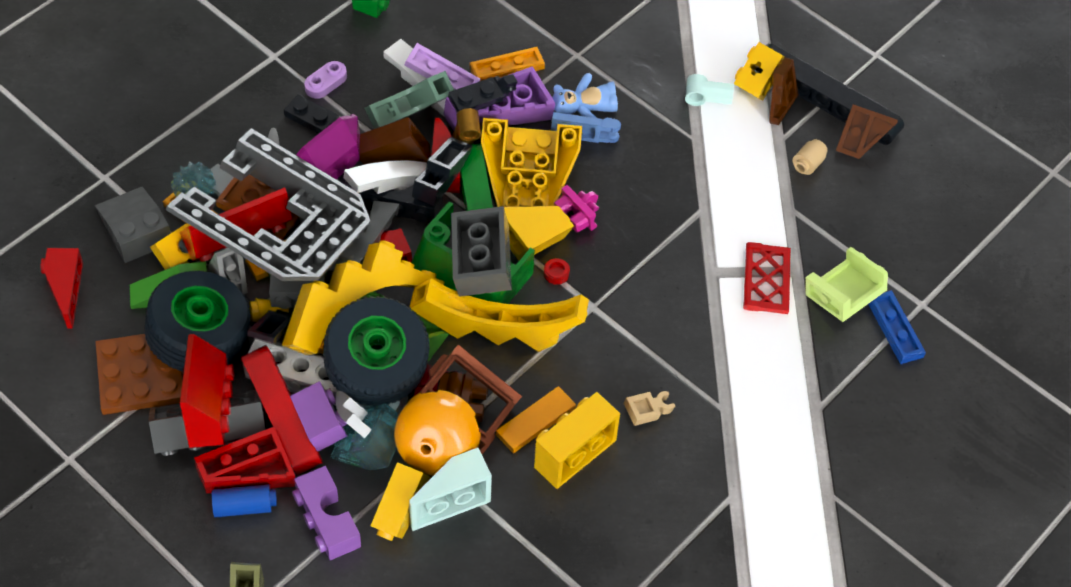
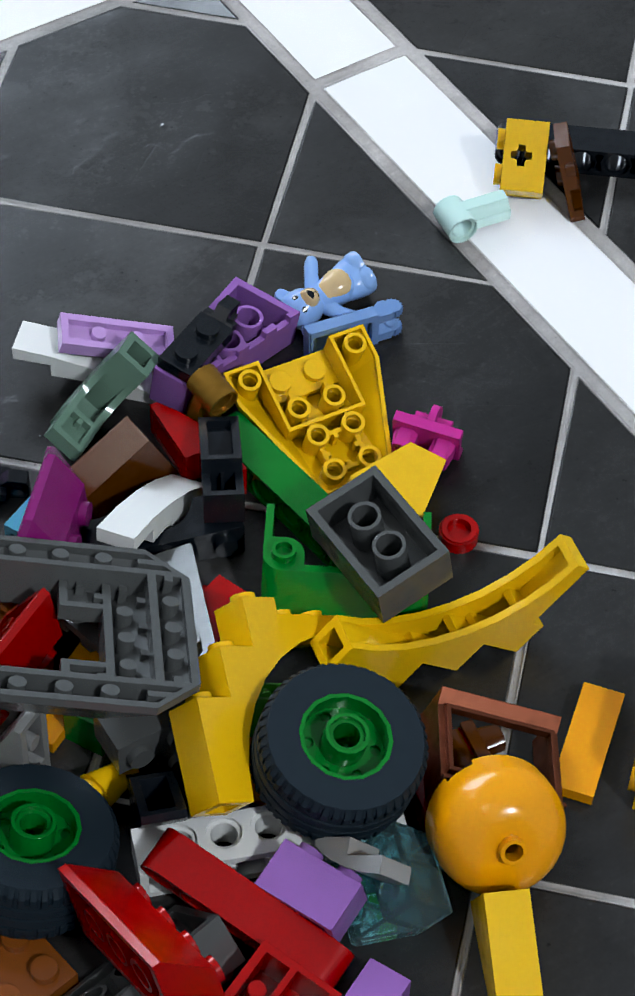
camera: 30 degrees left, 5 degrees down
(453, 490) = (576, 884): light aqua slope -> none
(507, 63) = (185, 294): light orange tile -> none

